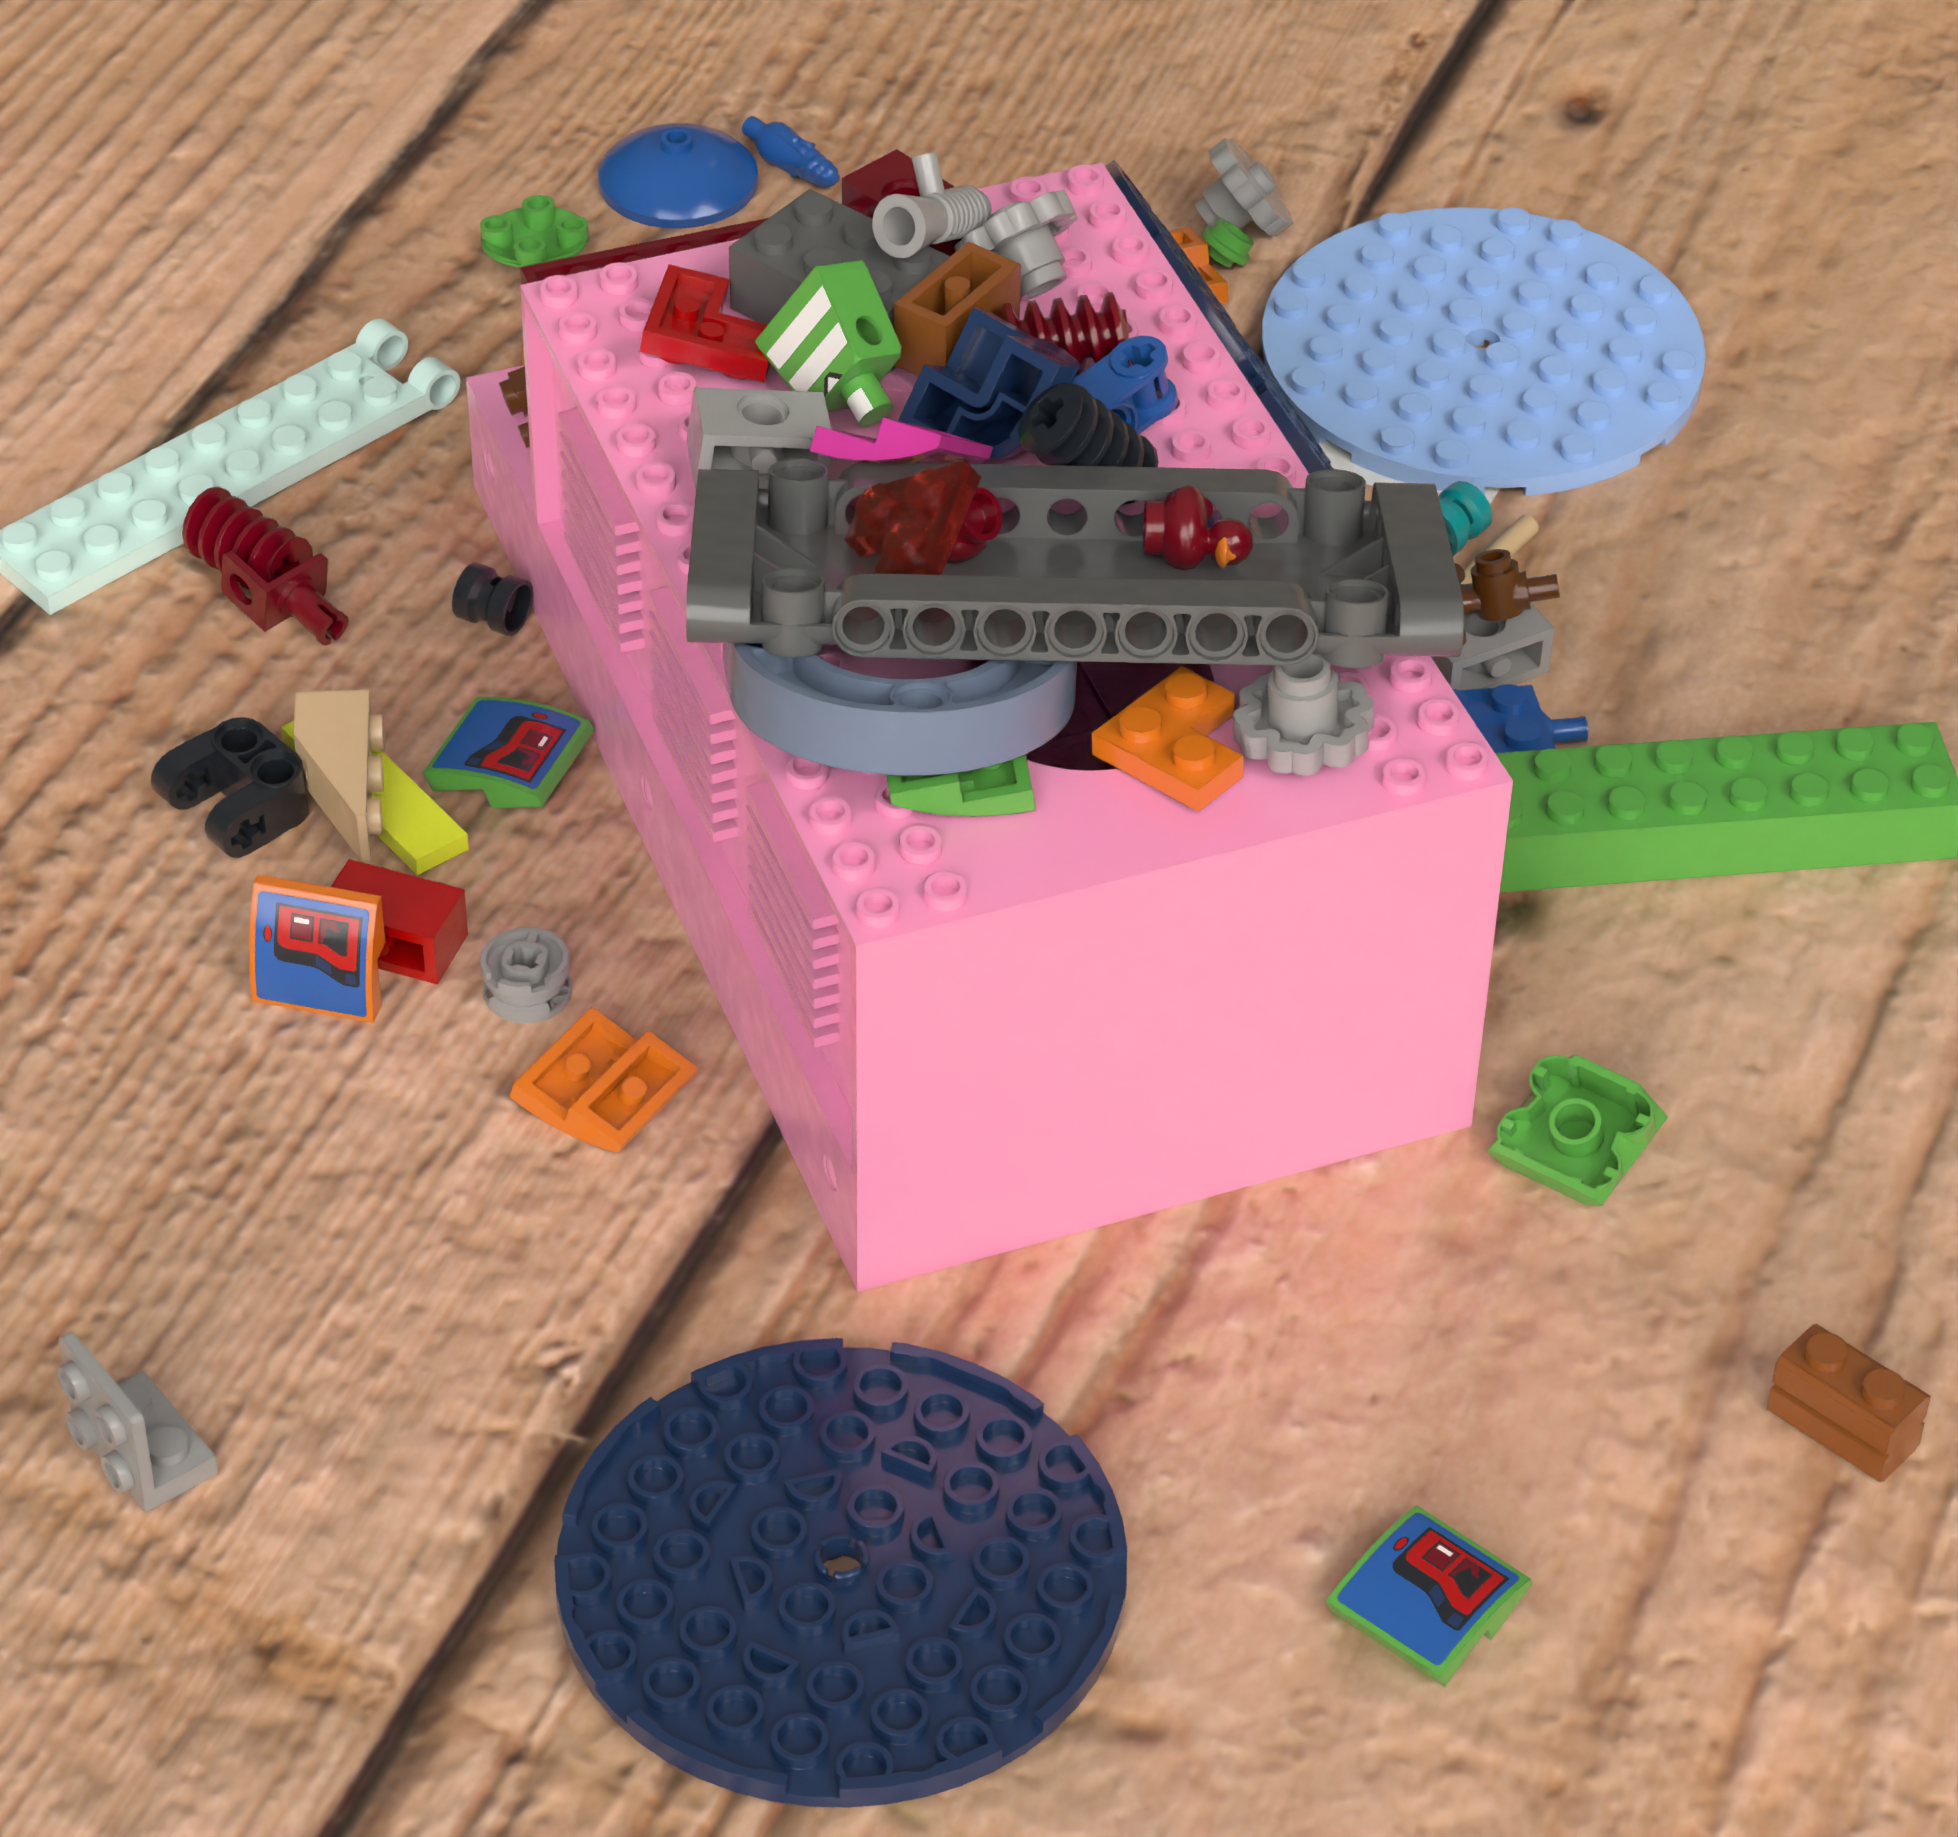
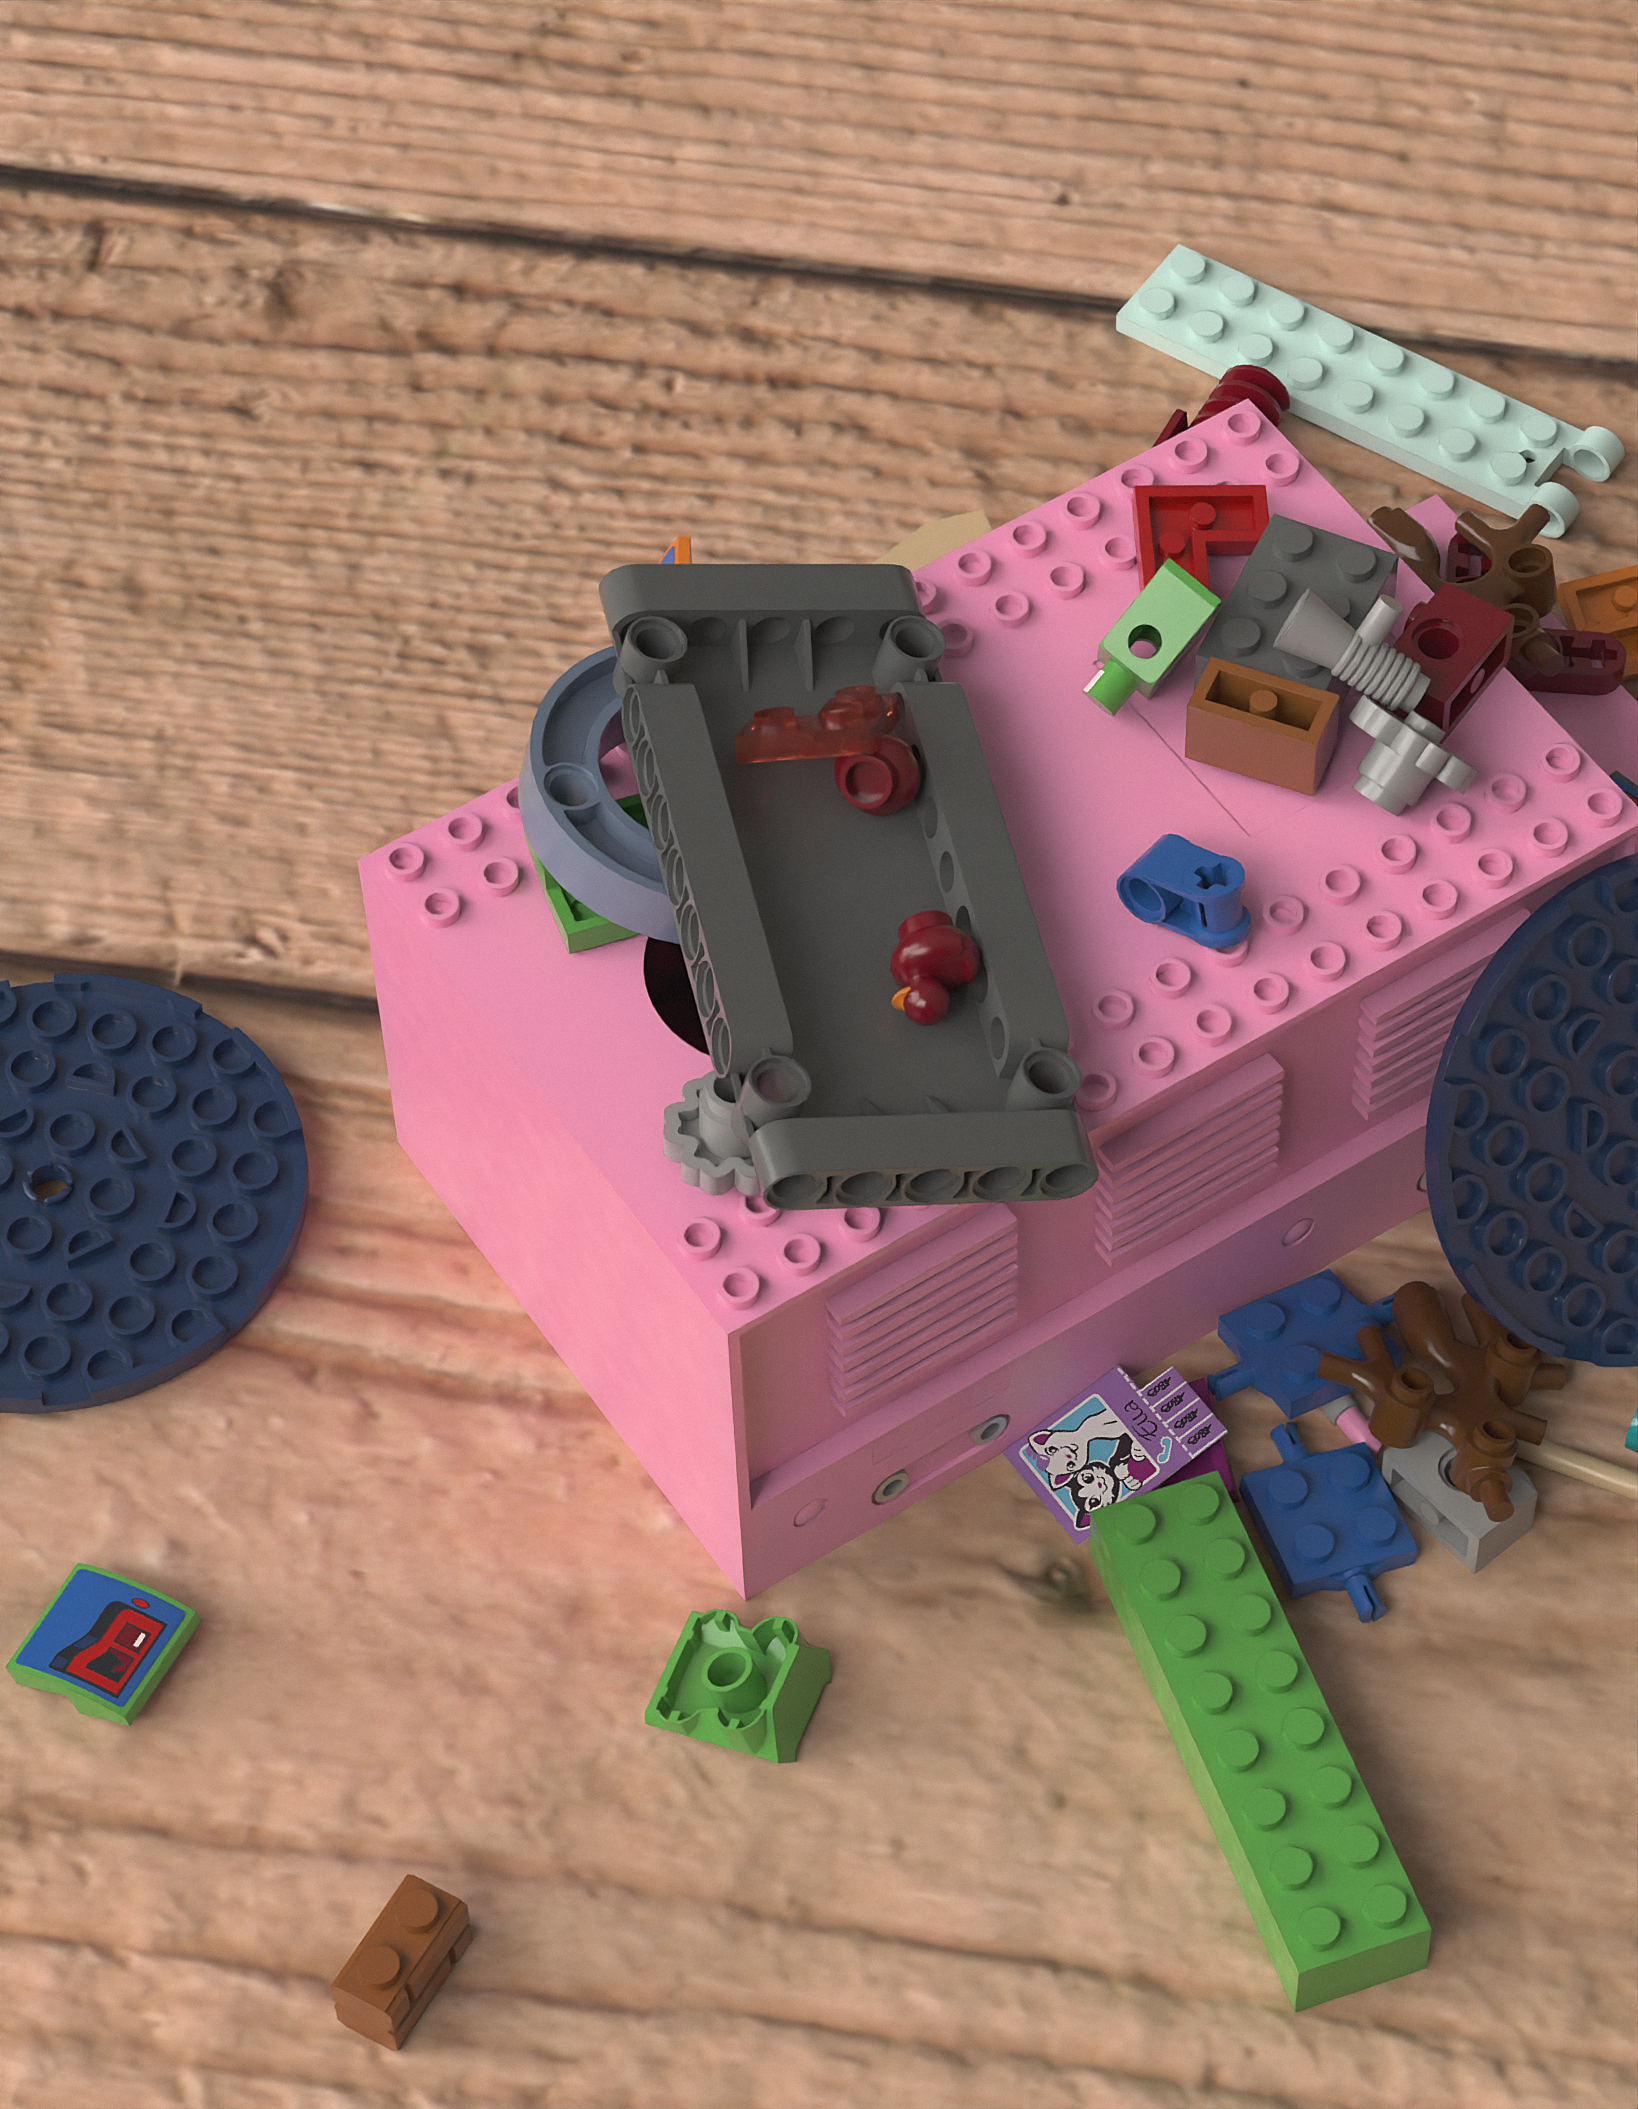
camera: 80 degrees right, 10 degrees up
(132, 1429) = (84, 661): light grey bracket -> none
(251, 769) = (913, 497): black piece -> none
(753, 429) = (1014, 650): light grey brick -> none
(899, 444) = (1008, 716): dark pink slope -> none
(988, 383) = (1133, 779): dark blue brick -> none
(1078, 430) = (1071, 865): black piece -> none
(1082, 334) = (1261, 825): dark red piece -> none
(1167, 743) = (657, 1042): orange plate -> none

